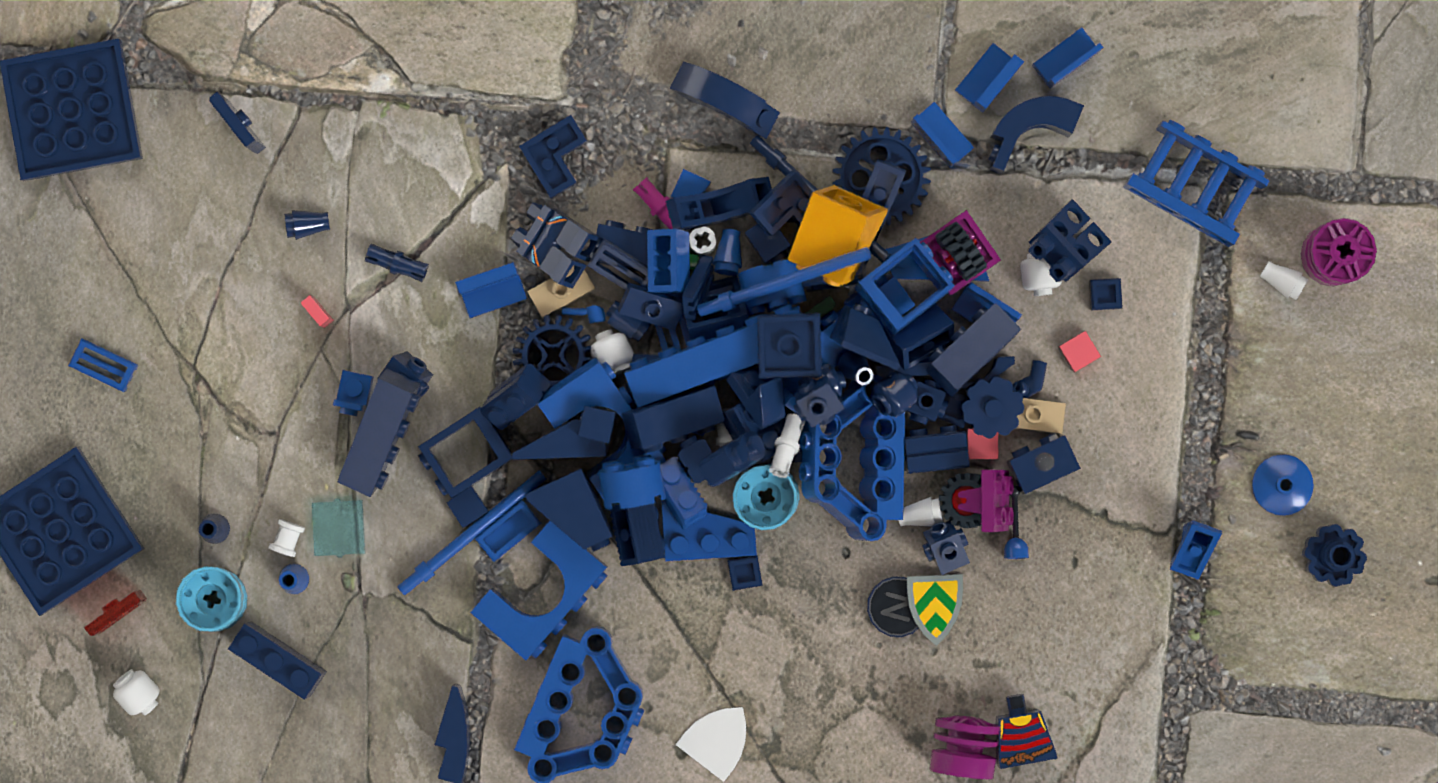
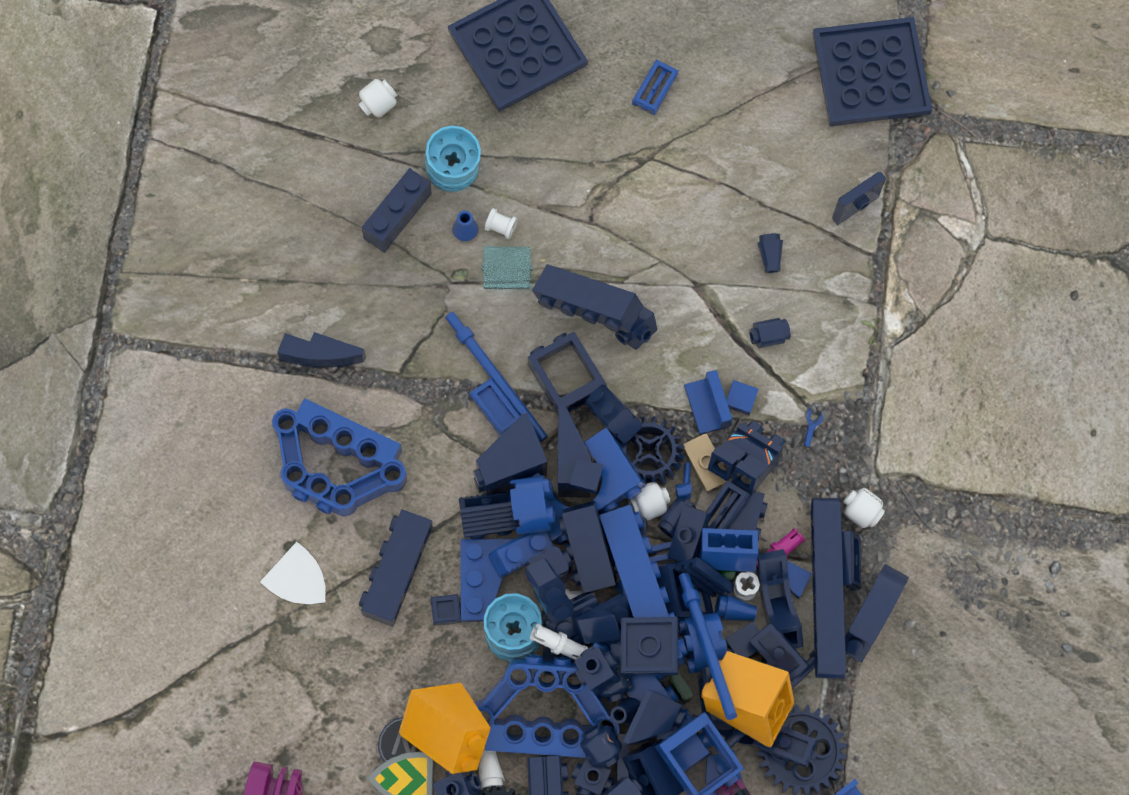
camera: 85 degrees right, 15 degrees down
(114, 612) = (446, 84): clear red plate -> none
(220, 525) = (512, 165): dark blue cone -> none
(317, 311) = (694, 257): coral tile -> none
(353, 392) = (623, 280): blue bracket -> none
(396, 262) = (734, 325): dark blue pin -> none
(404, 222) = (770, 332): none -> dark blue brick
(467, 507) = (519, 374): dark blue tile -> none
(482, 252) = (741, 397): none -> blue tile
(509, 171) = (811, 426): none -> blue hand
(526, 631) = (405, 418): blue arch -> none
(546, 153) = (826, 455): dark blue plate -> none
(606, 112) = (863, 508): none -> white head
(667, 125) = (851, 560): none -> dark blue tile
(701, 150) = (828, 589): none -> dark blue beam
(702, 630) = (396, 567): none -> dark blue brick
(884, 563) = (446, 726): none -> light orange slope

